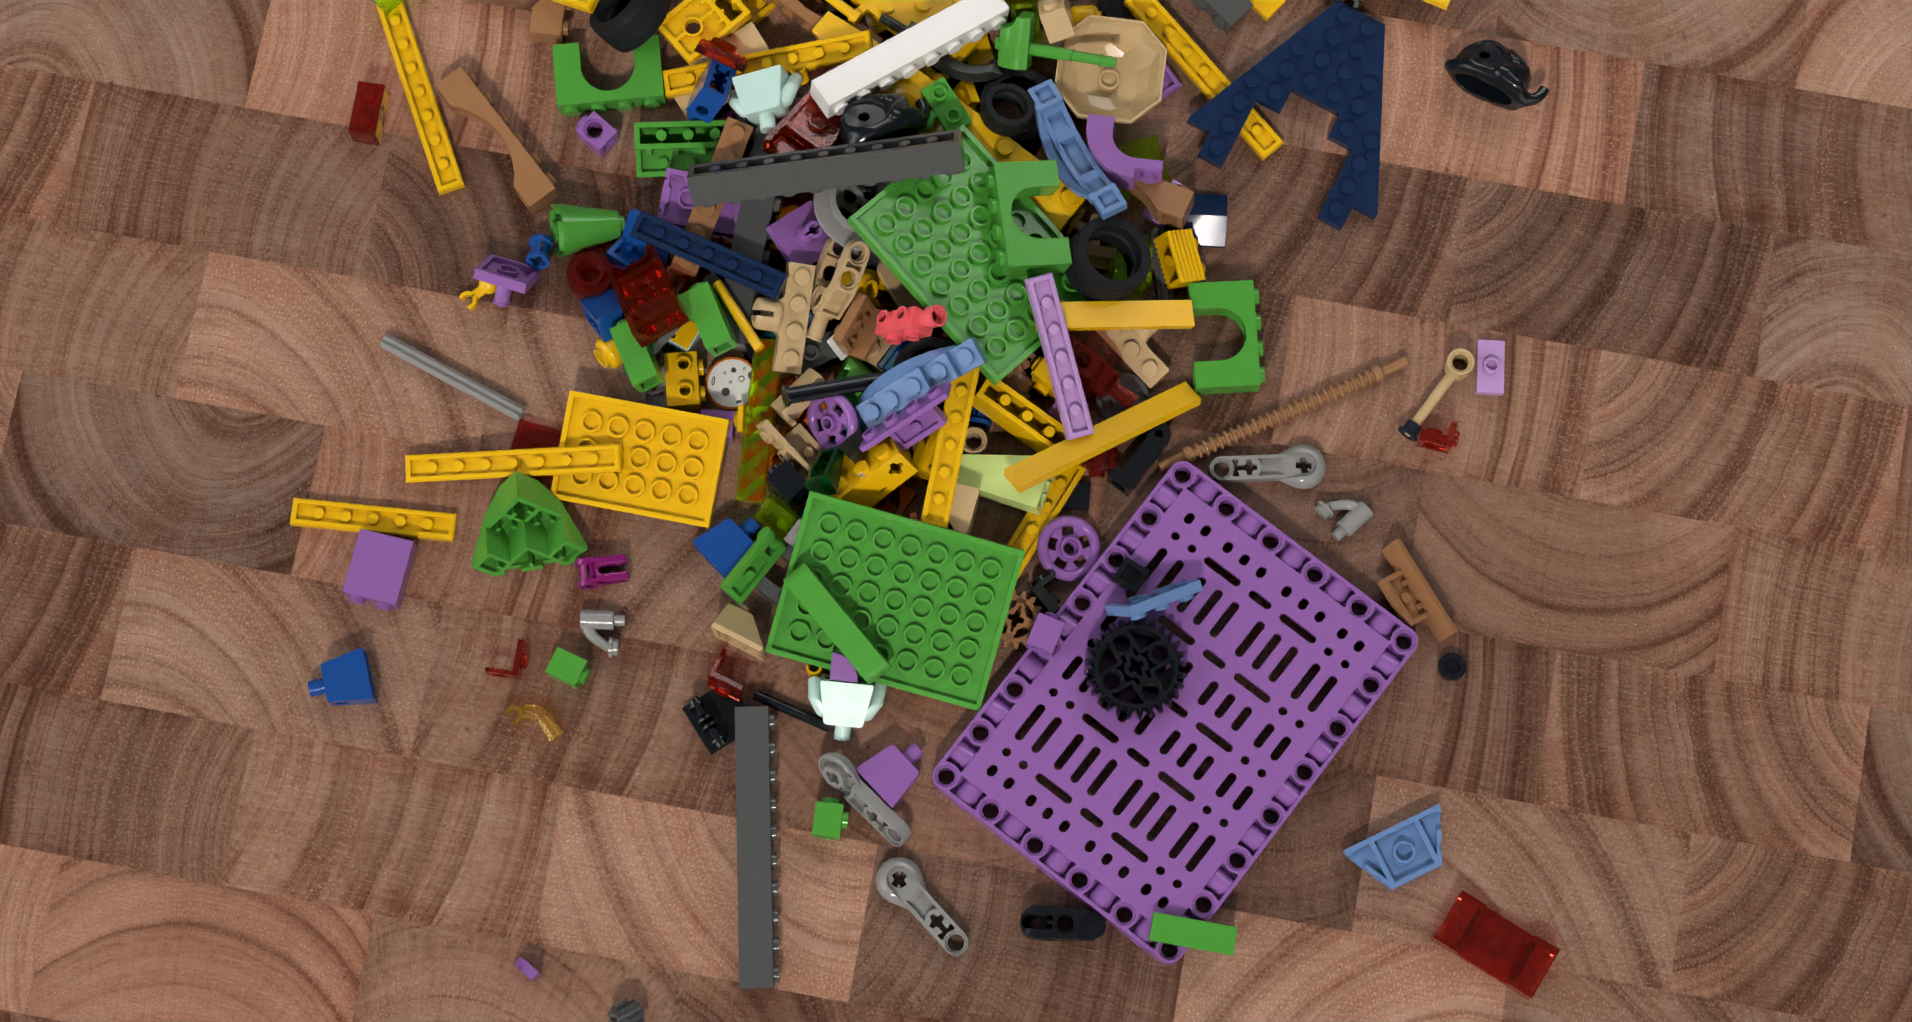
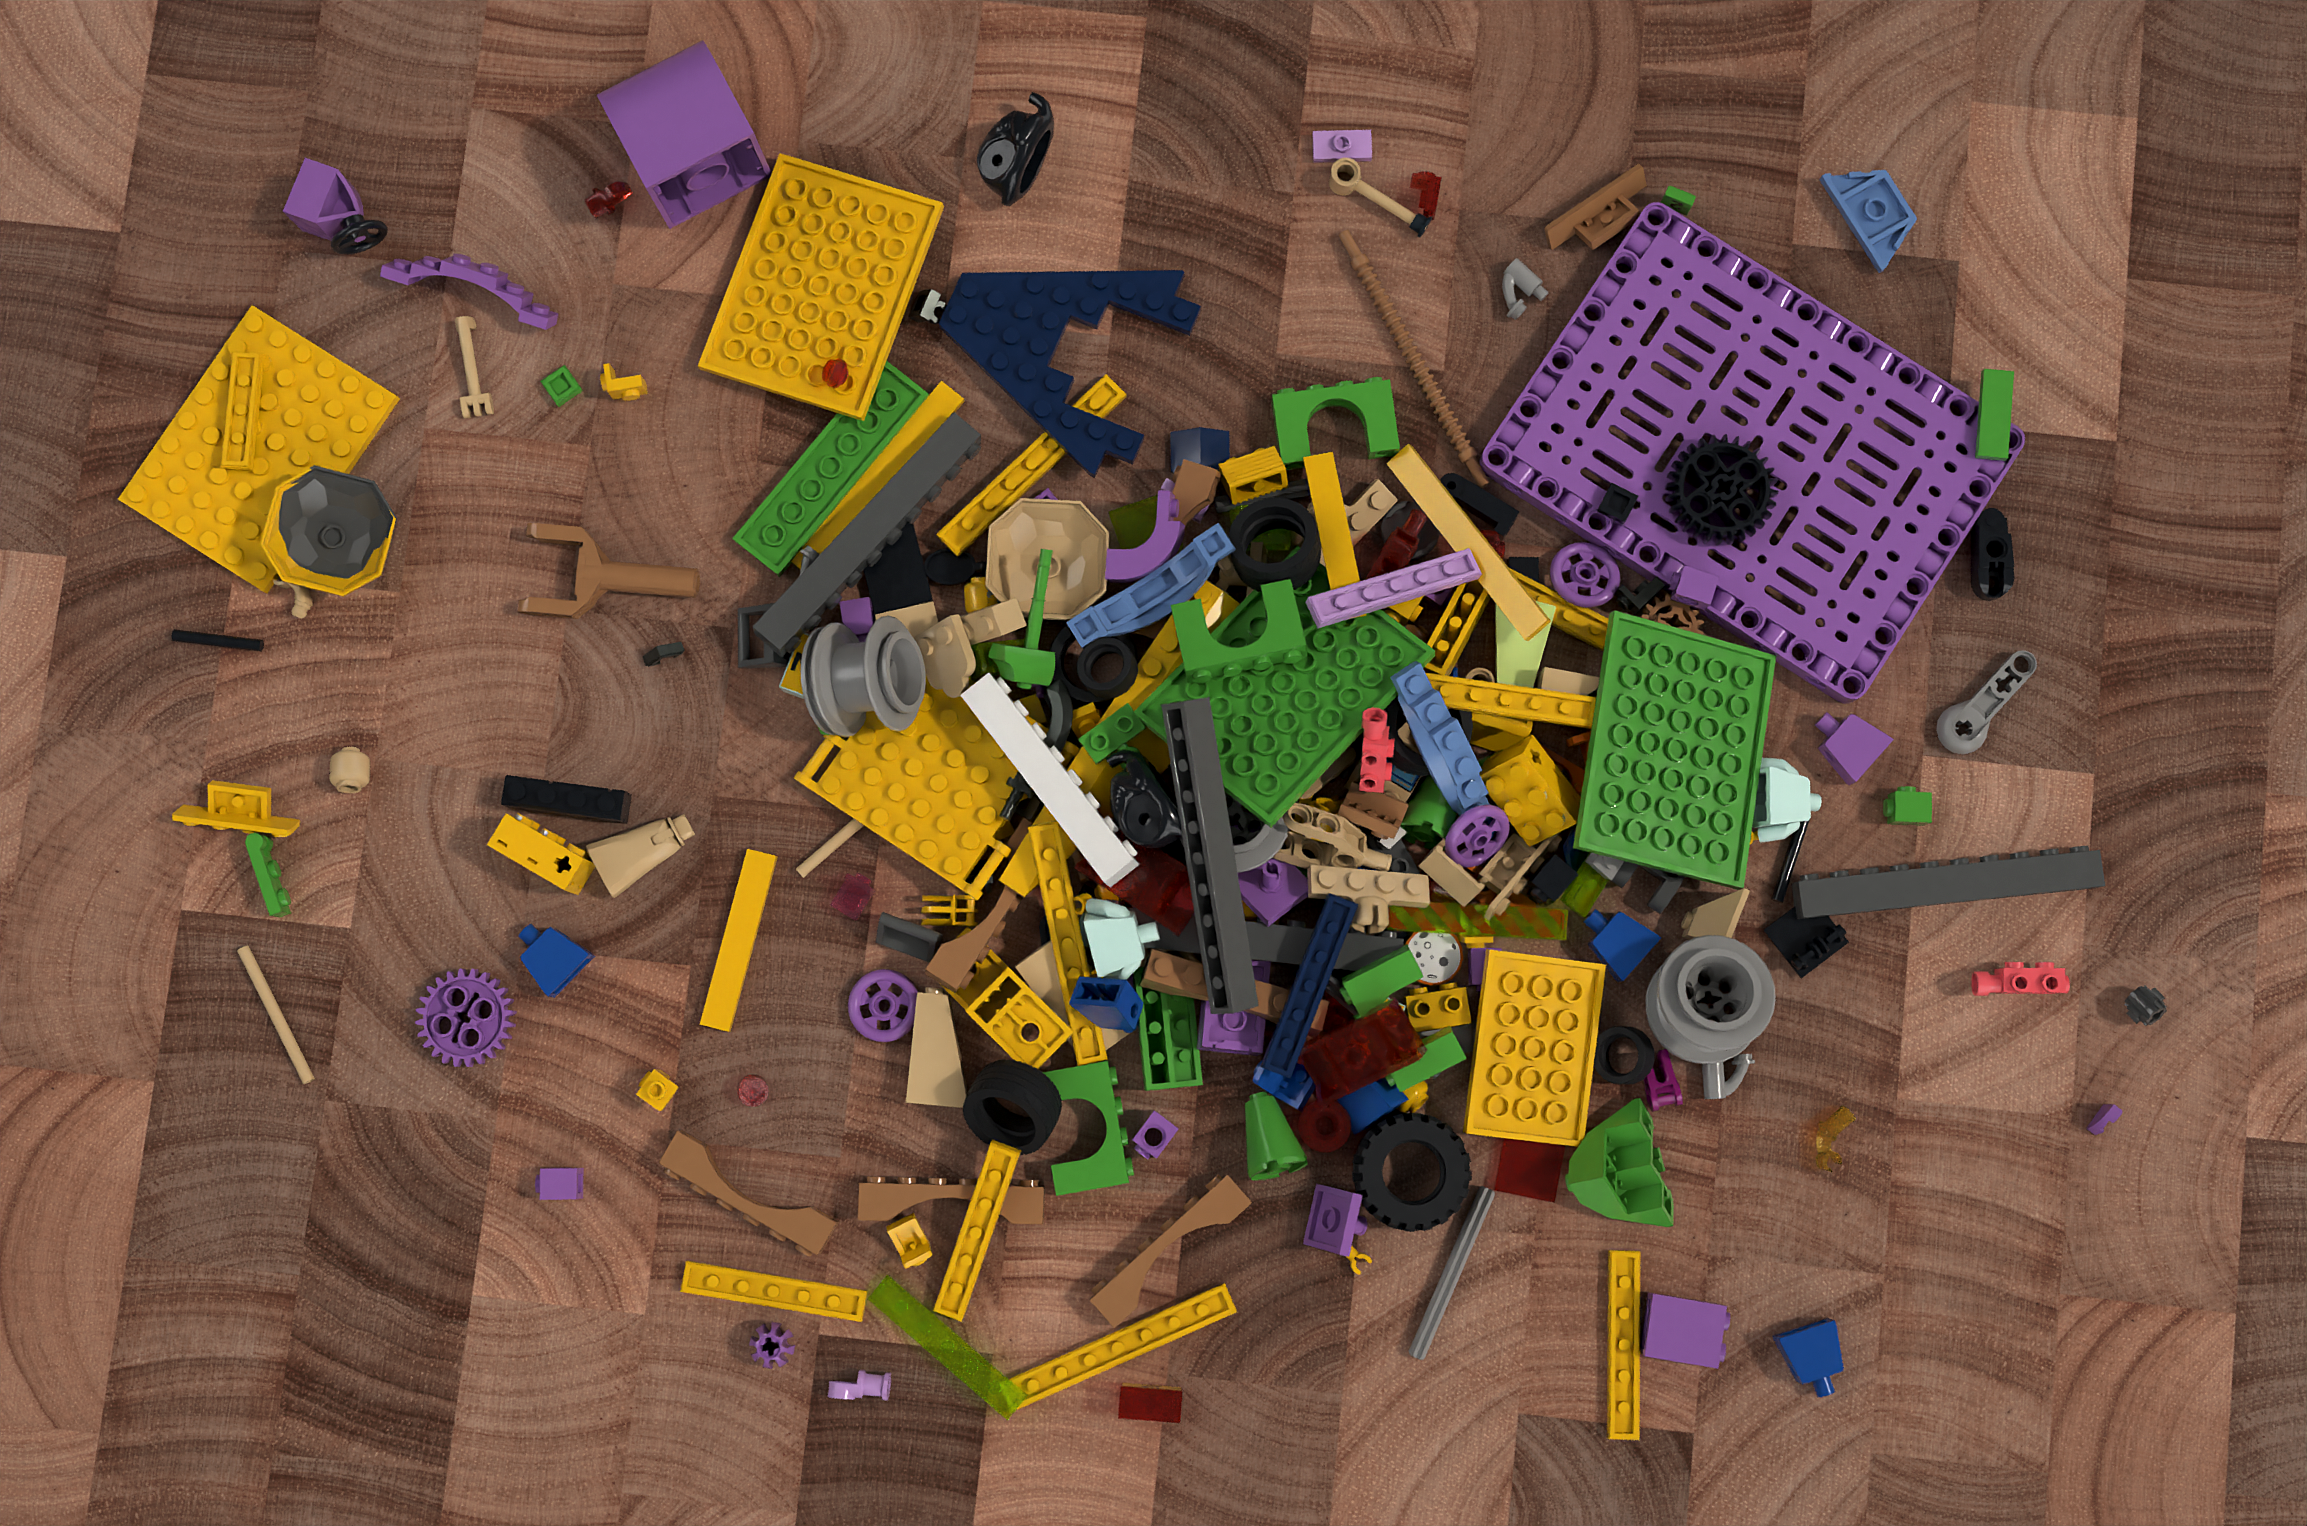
camera: 90 degrees left, 5 degrees up
(505, 462) = (1550, 1190): yellow tile -> none
(521, 662) = (1786, 1170): clear red bracket -> none
(528, 313) = (1453, 1164): none -> black tyre
(542, 252) = (1300, 1187): blue bush -> none
(568, 668) = (1773, 1105): bright green brick -> none
(626, 551) = (1645, 1055): none -> black tyre
(660, 910) = (2021, 980): none -> coral brick
(696, 589) = (1685, 1023): none -> light grey wheel
(722, 685) = (1778, 935): clear red bracket -> none
(723, 52) = (1062, 992): clear red tile -> none
(738, 316) = (1373, 947): yellow piece -> none
(753, 565) = (1644, 910): bright green plate -> none
(825, 471) = (1557, 836): dark green slope -> none
(827, 389) = (1448, 834): black axle -> none
(837, 623) = (1712, 808): bright green beam -> none
(842, 669) = (1754, 802): medium lavender tile -> none
(843, 776) = (1861, 794): light grey beam -> none
(851, 446) = (1510, 807): pearl dark grey tile -> none
(913, 422) = (1487, 744): medium lavender bracket -> none
(1161, 600) = (1653, 481): medium blue wing -> none
(1275, 467) = (1473, 363): light grey beam -> none
(1422, 666) = (1678, 200): none -> bright green tile
(1451, 667) = (1671, 171): black tile -> none
(1495, 945) = (1961, 112): clear red piece -> none

